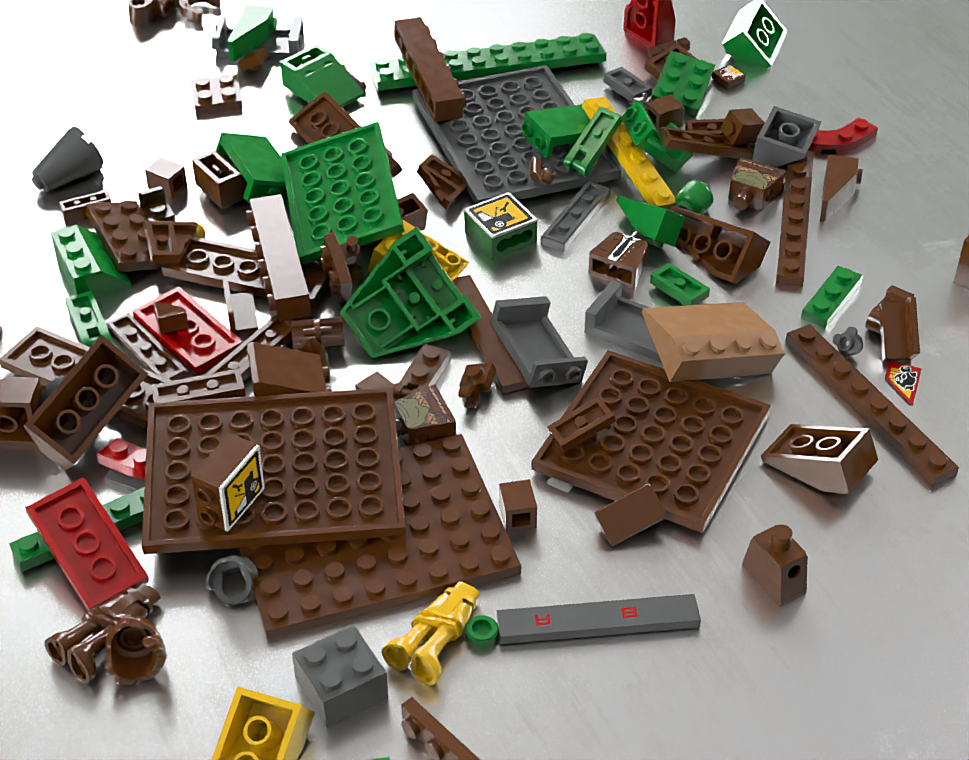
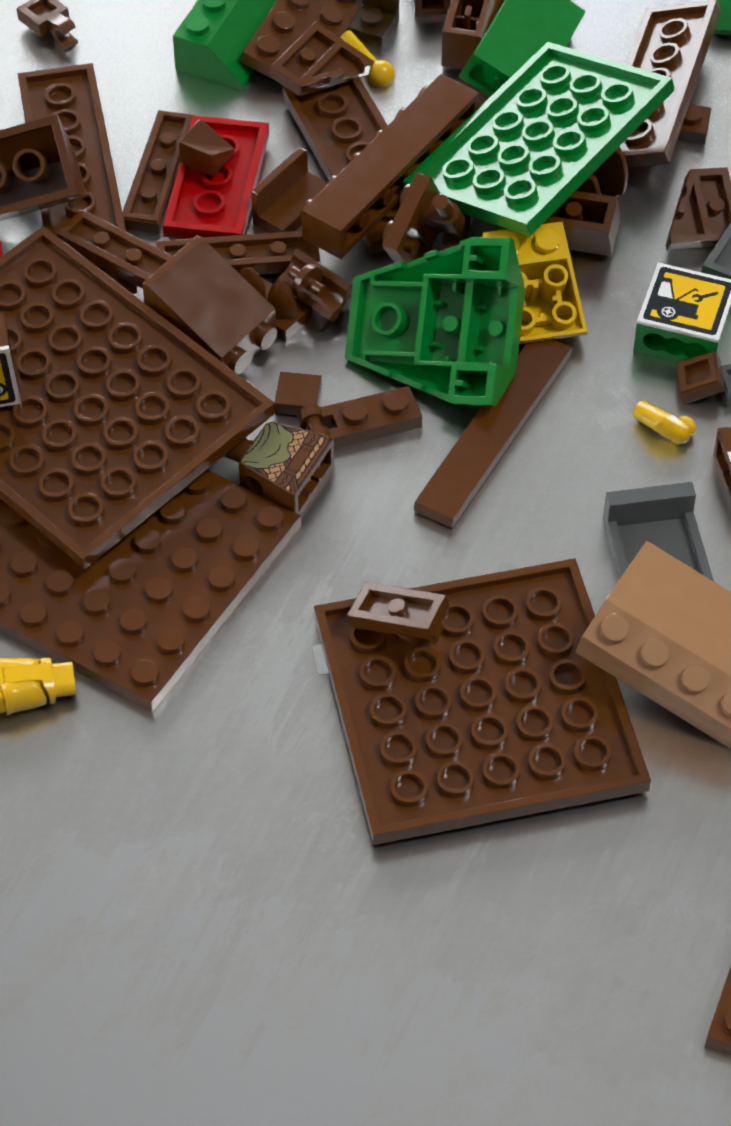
camera: 50 degrees right, 10 degrees up
(86, 317) = (145, 96): plate -> none
(476, 379) = (397, 472): reddish brown plate -> none
(481, 632) = (29, 732): green tile -> none
(517, 505) = (235, 639): reddish brown brick -> none
(535, 342) = (515, 484): dark grey panel -> none
(541, 245) = (700, 377): none -> reddish brown tile
(560, 272) = (672, 428): none -> yellow arm
(598, 618) = (146, 828): dark grey tile -> none
(630, 514) = (317, 753): reddish brown slope -> none
(778, 564) = (377, 938): reddish brown torso -> none
(824, 455) = (618, 891): reddish brown slope -> none

